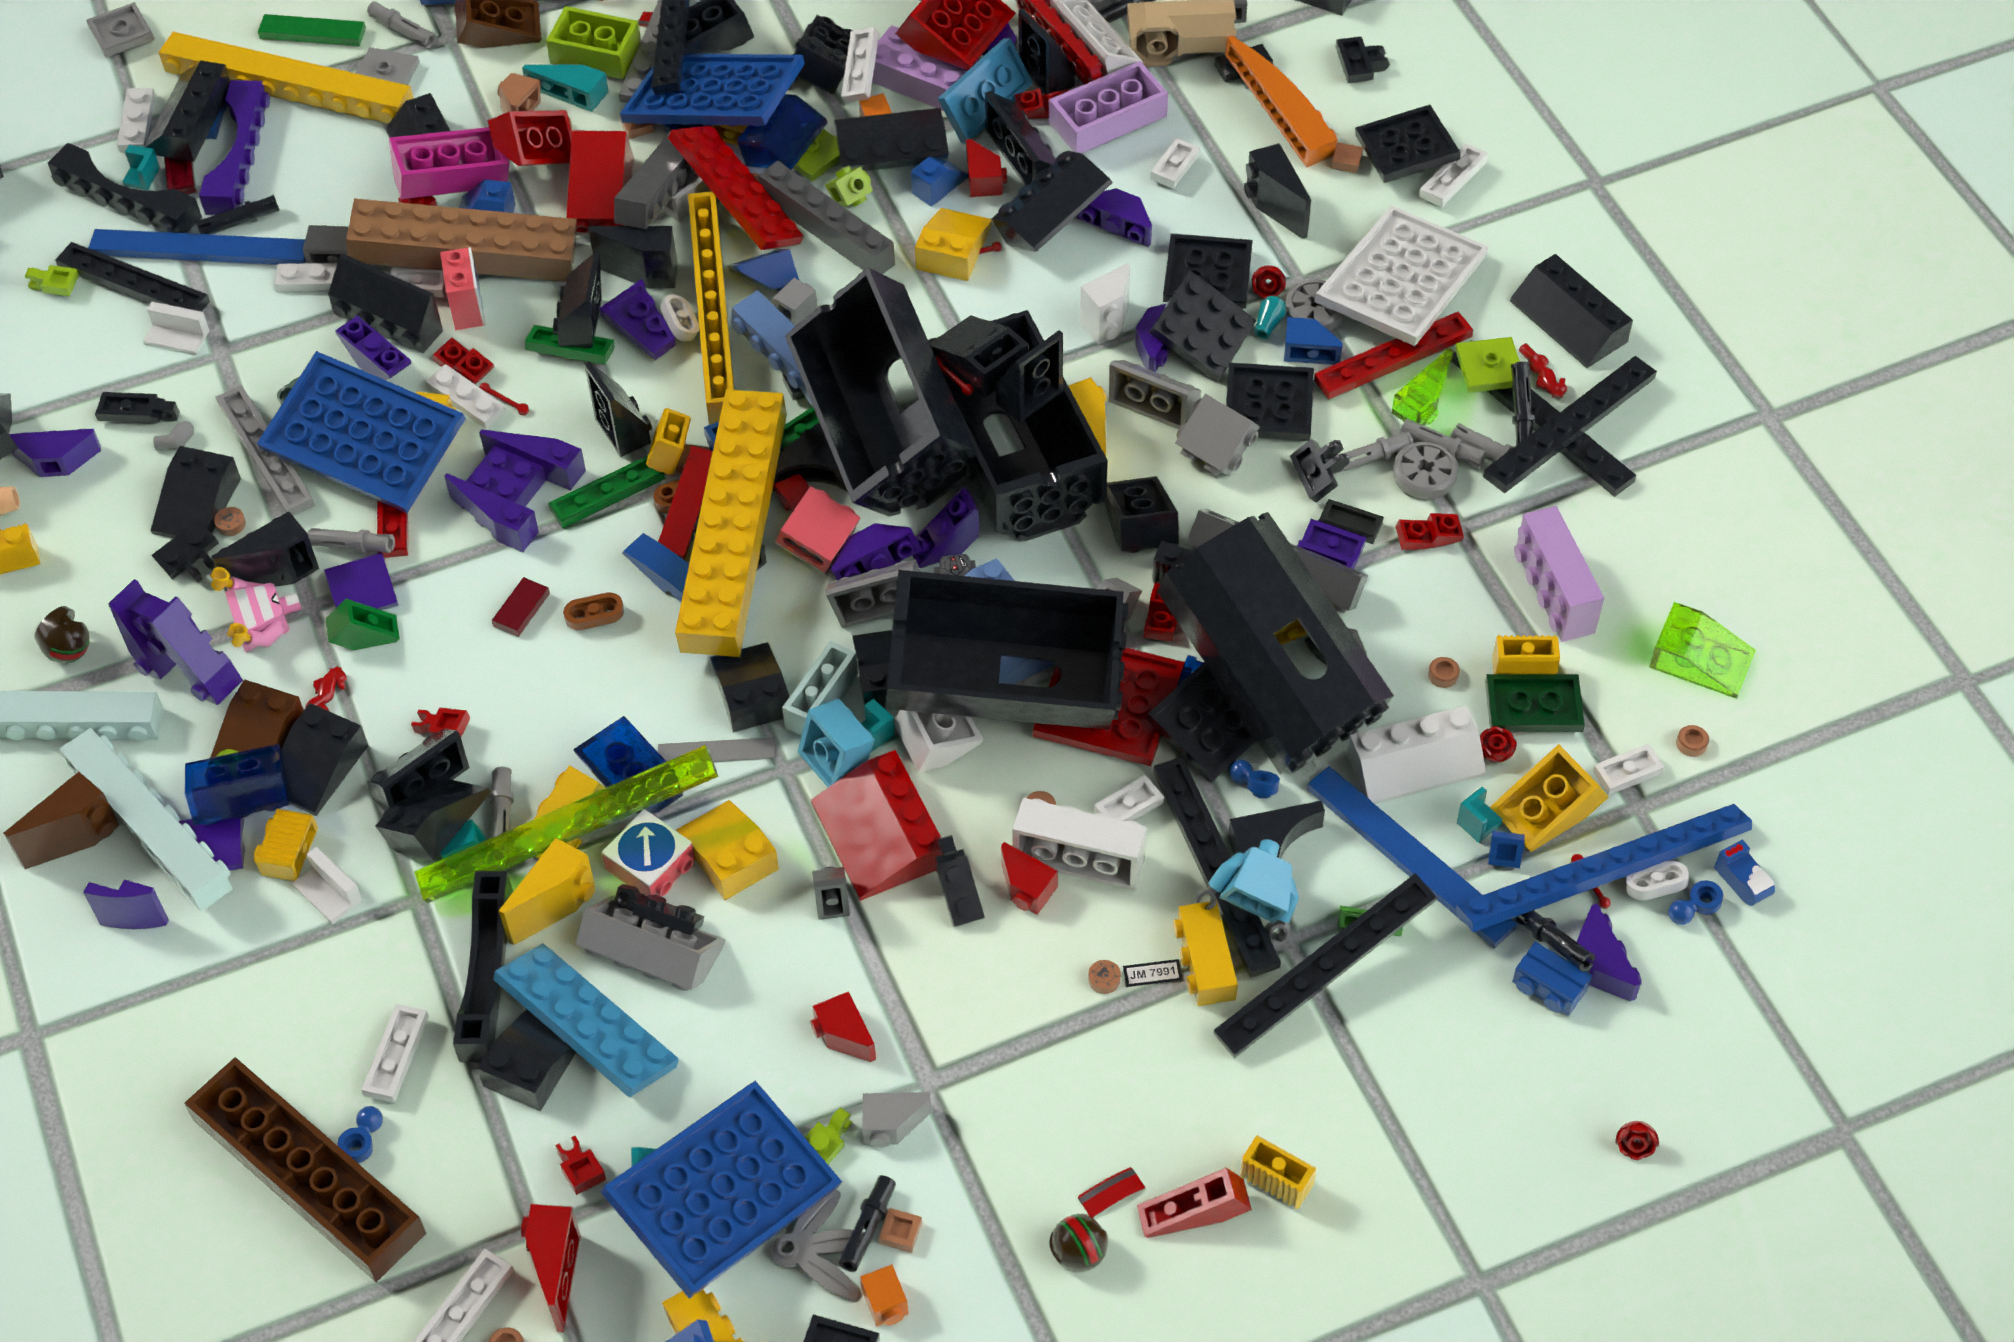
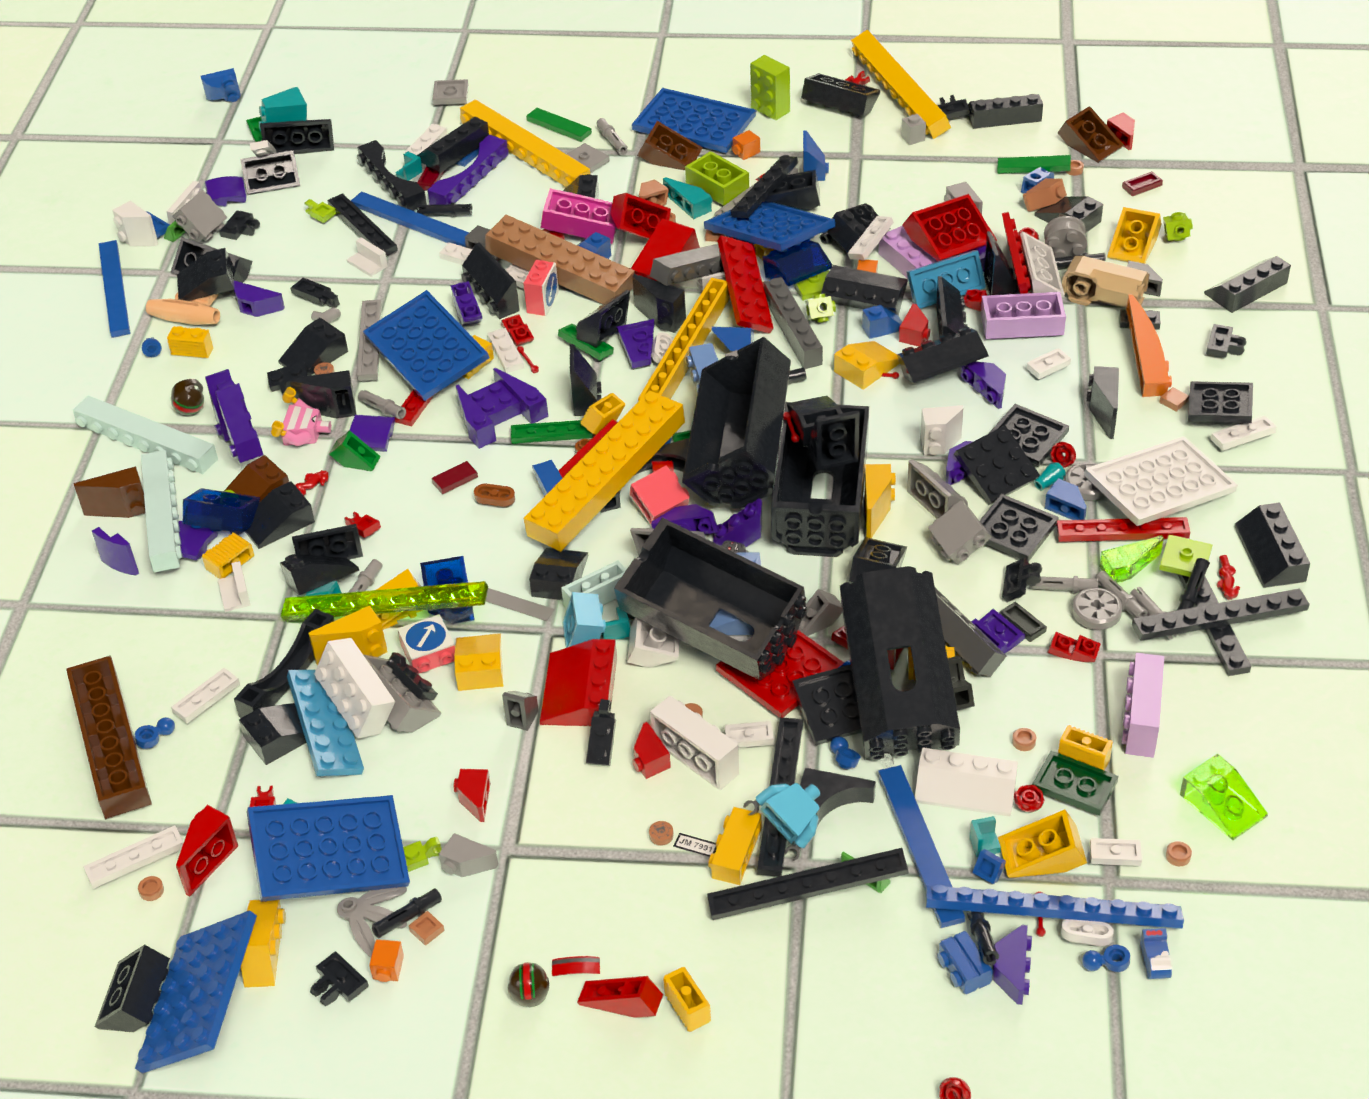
camera: 30 degrees right, 10 degrees down
(605, 958) = (354, 688): none -> white brick

